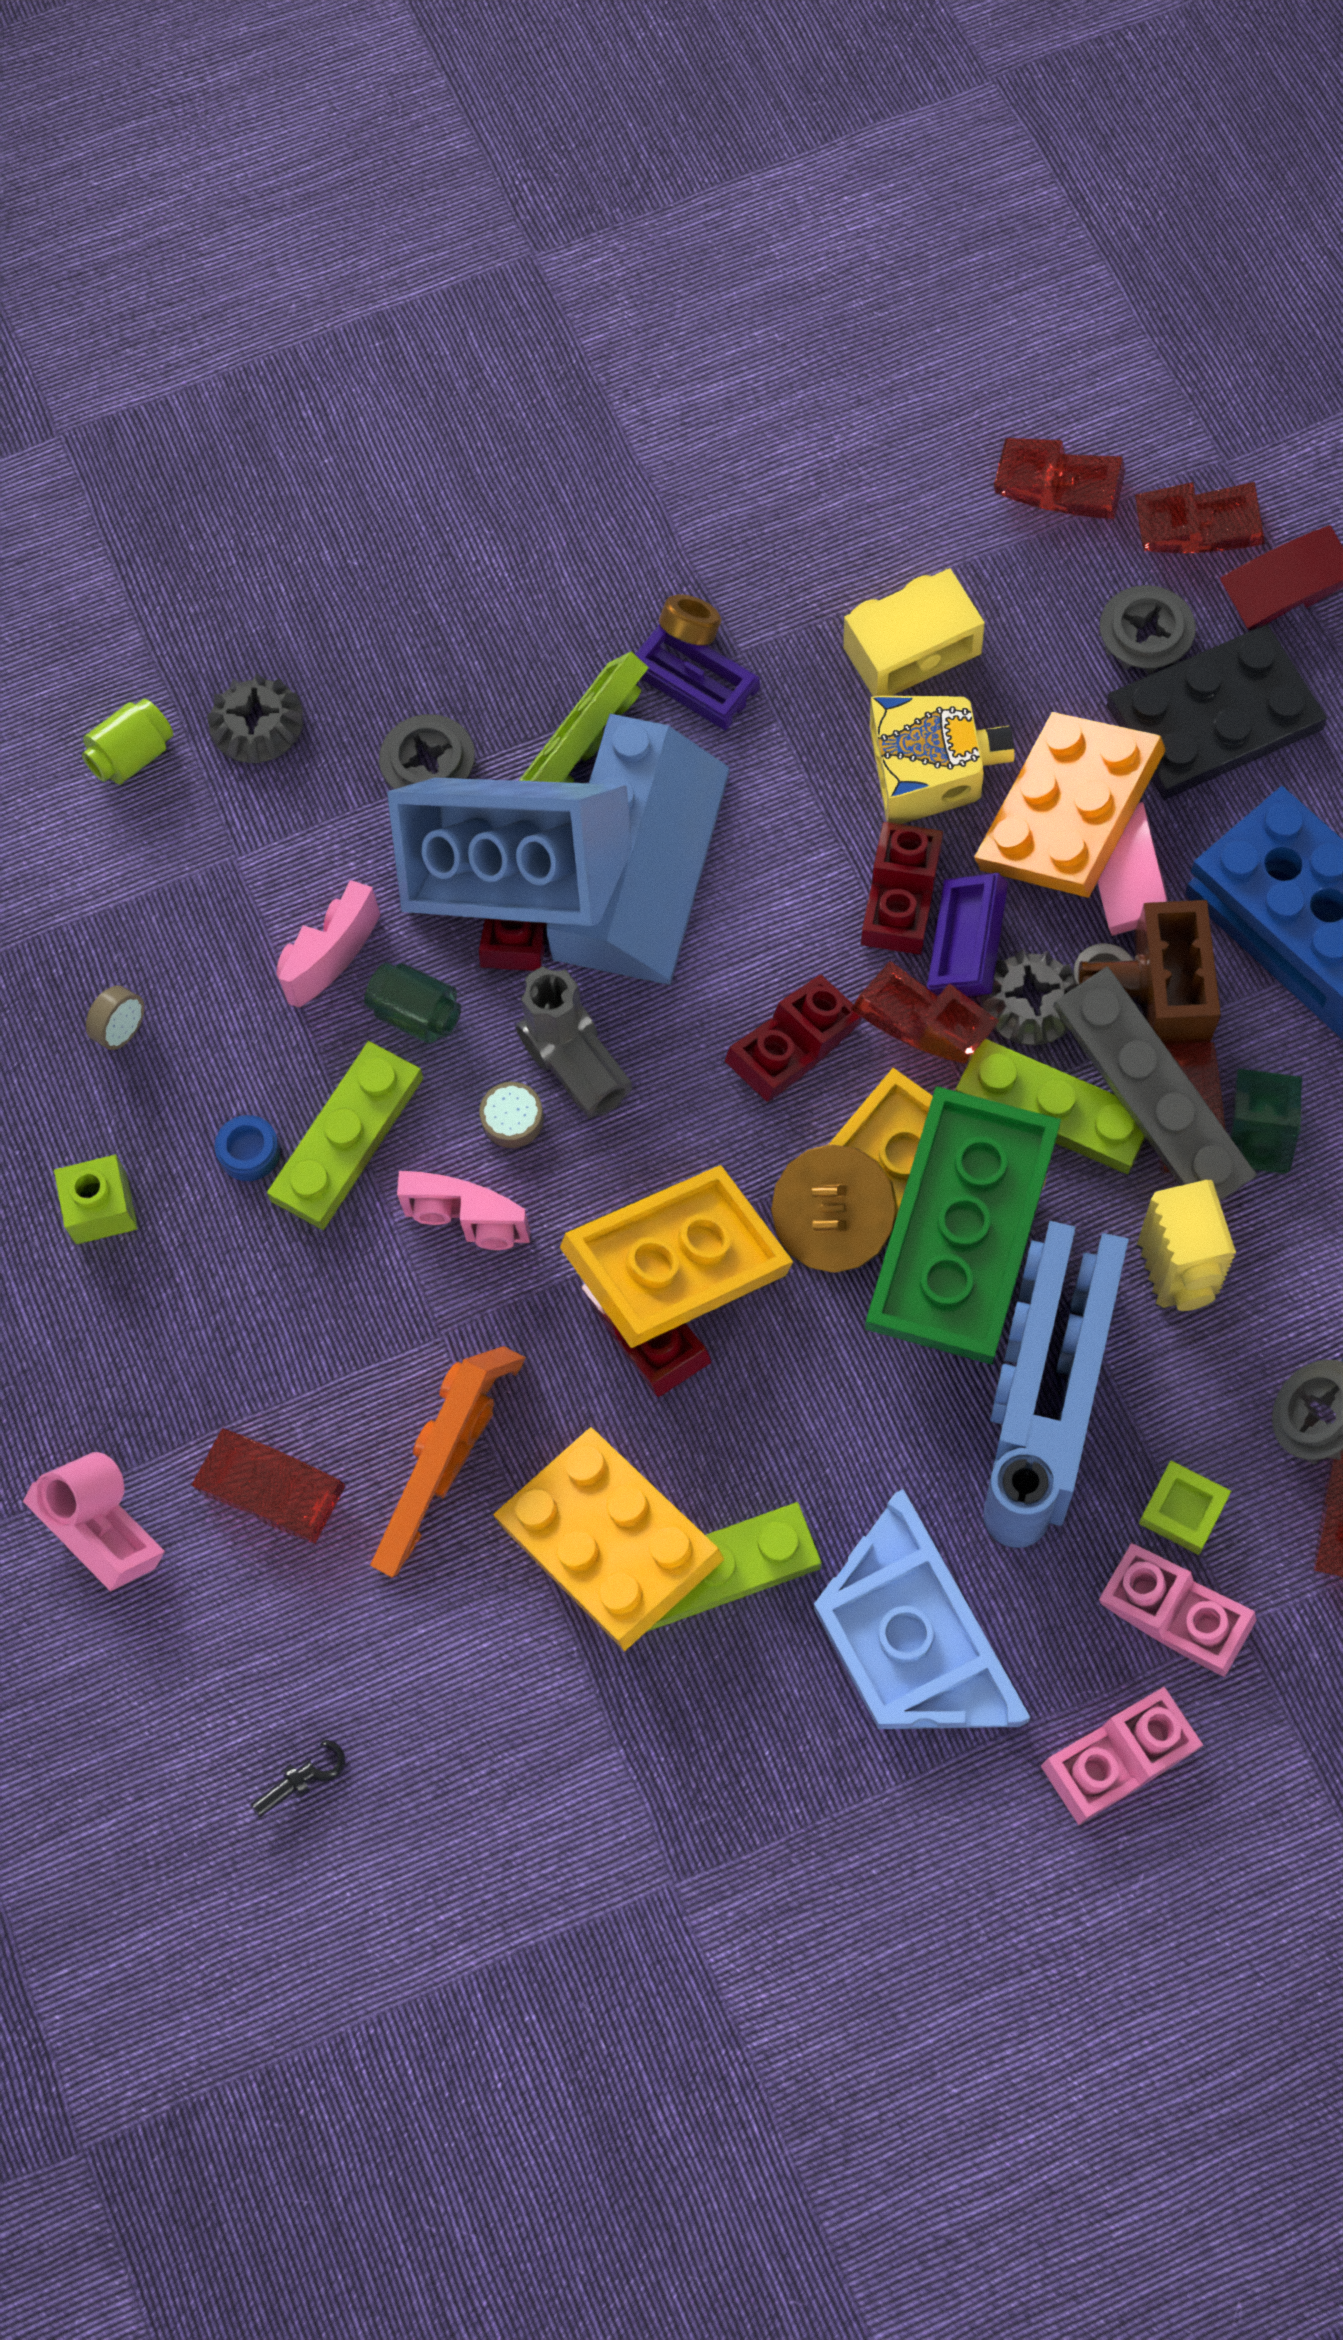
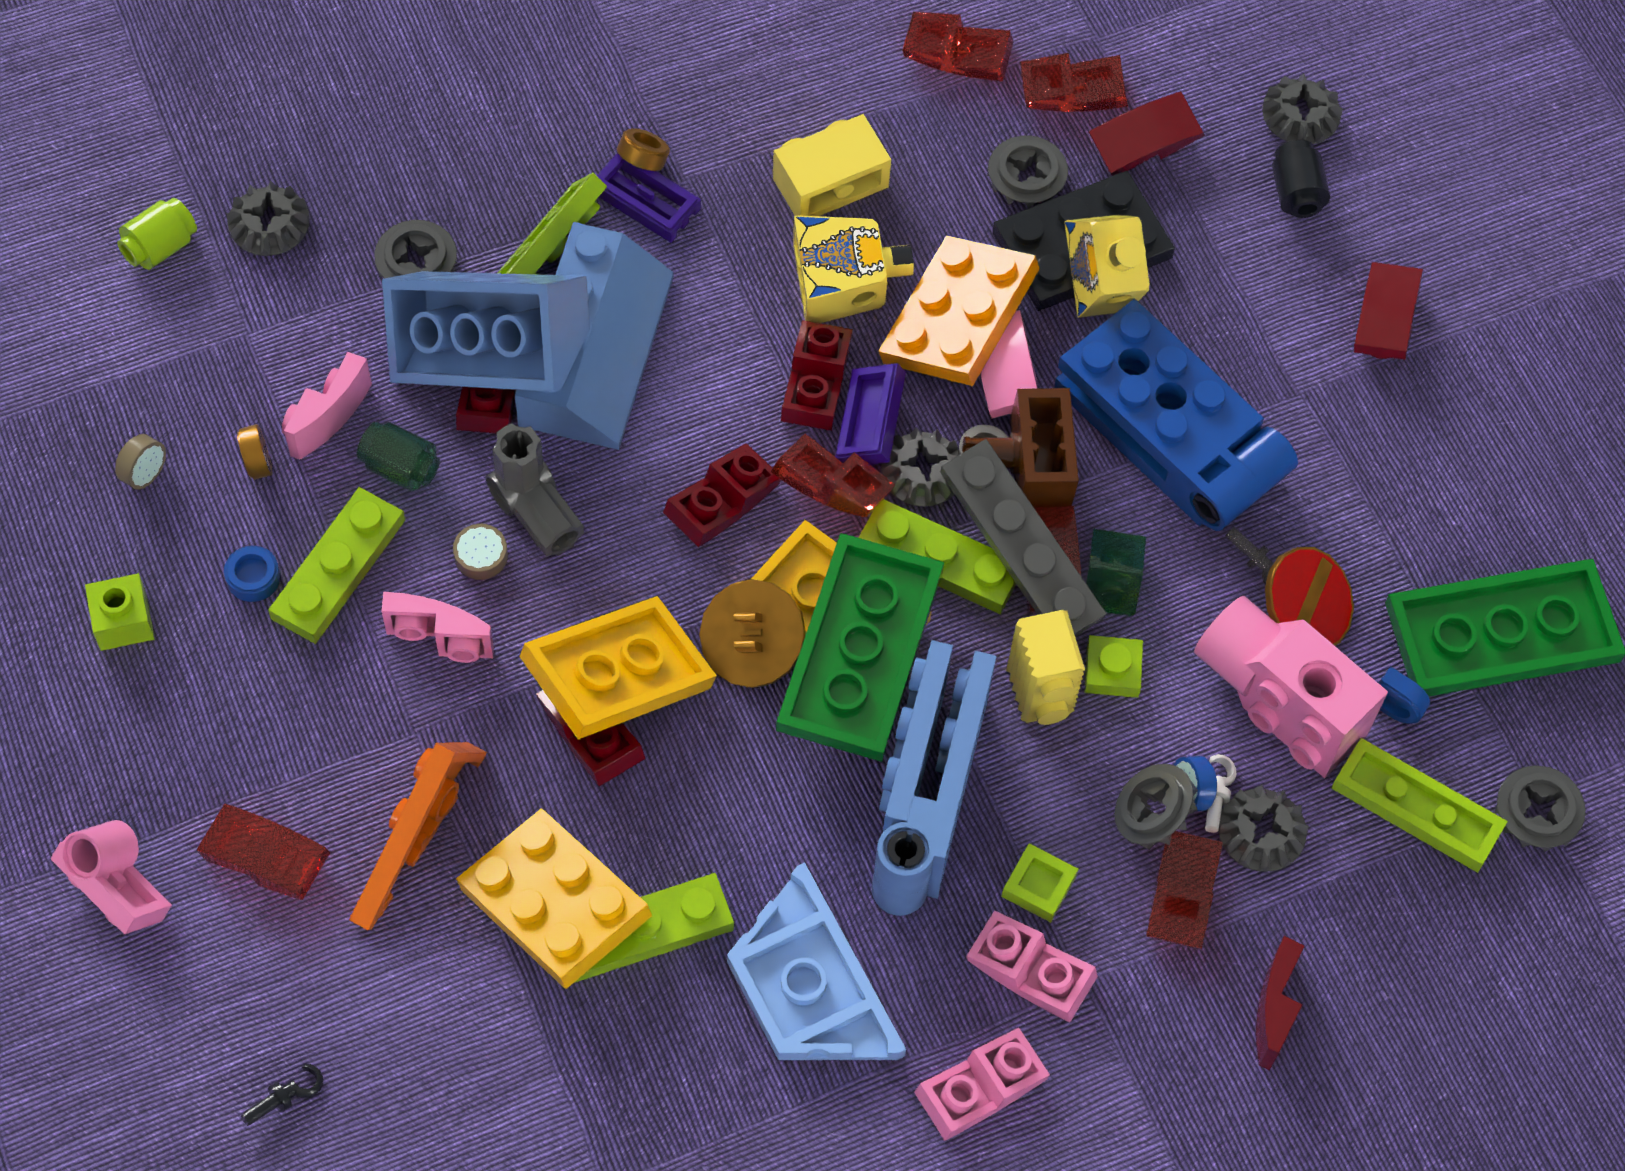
camera: 10 degrees left, 5 degrees down
(246, 1002) = (254, 452): none -> pearl gold tile
(1247, 741) = (1106, 263): none -> light yellow torso
(1266, 1236) = (1113, 666): none -> lime plate

